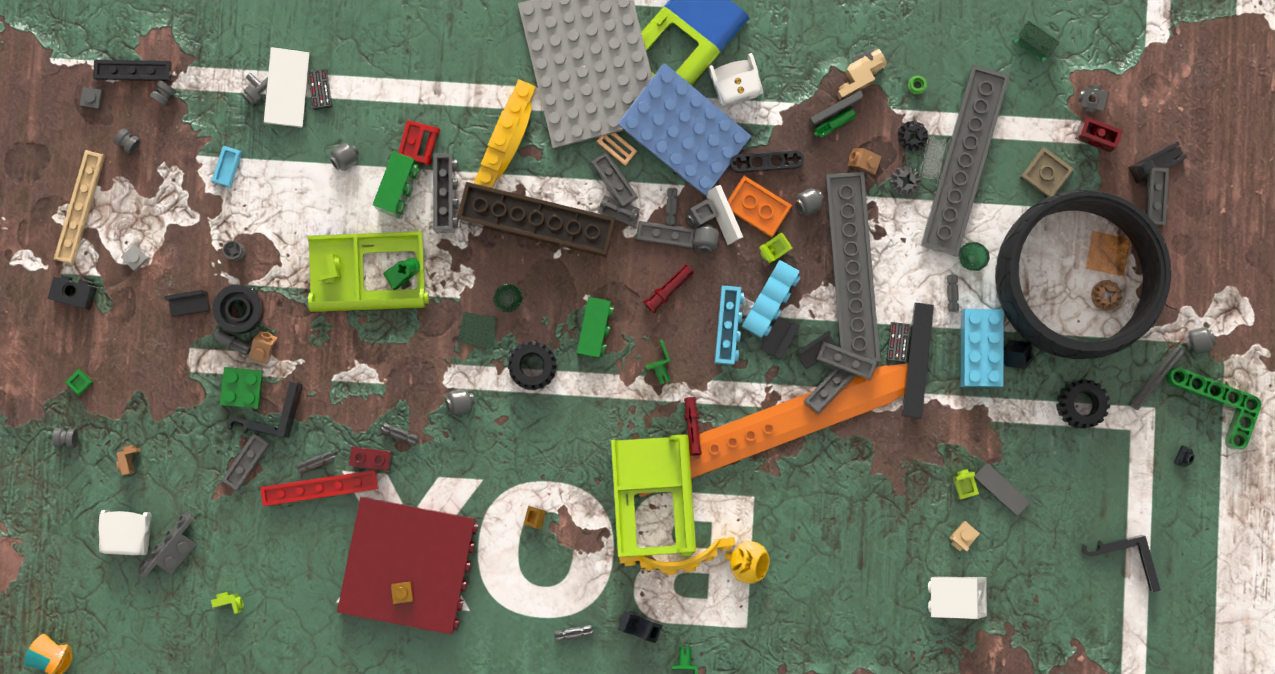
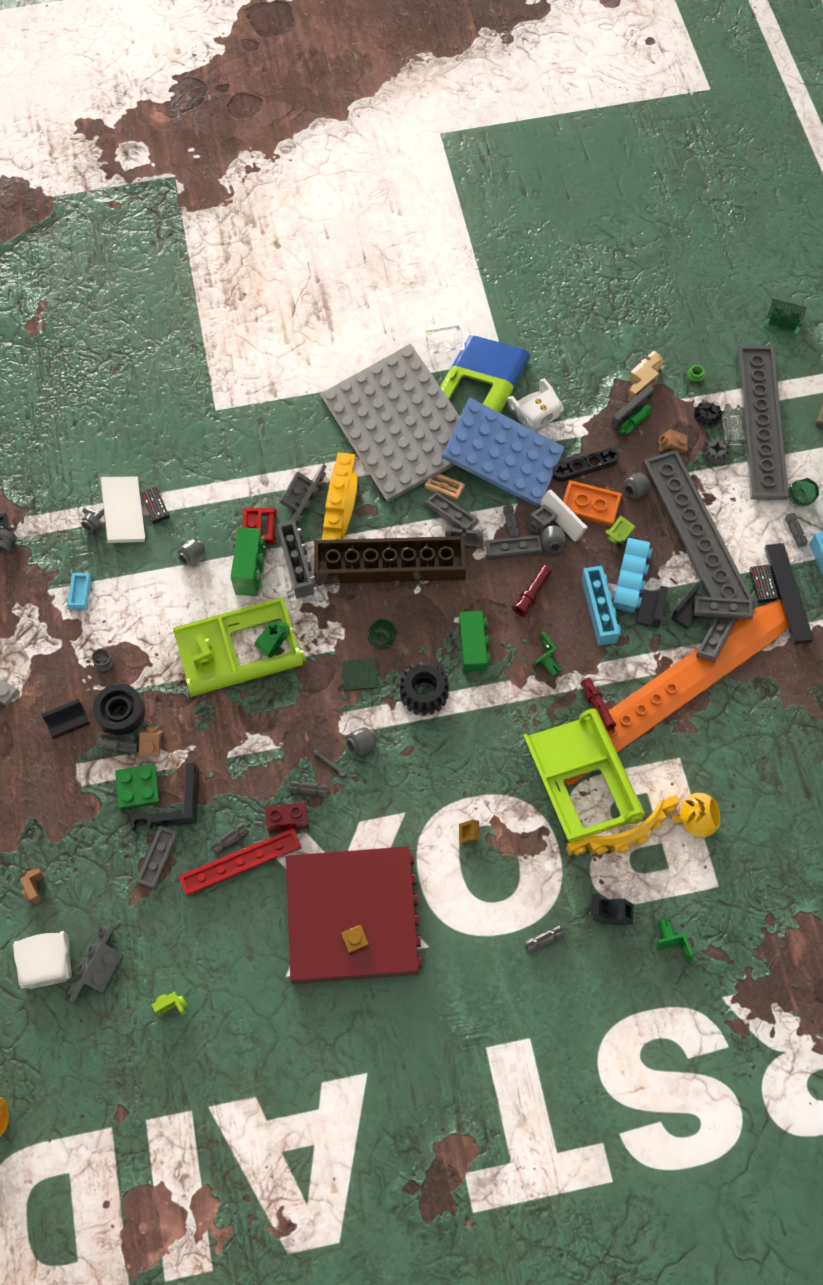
camera: 15 degrees left, 20 degrees down
(434, 425) = (342, 772): none -> dark grey hinge
(468, 116) = (299, 492): none -> dark grey bracket

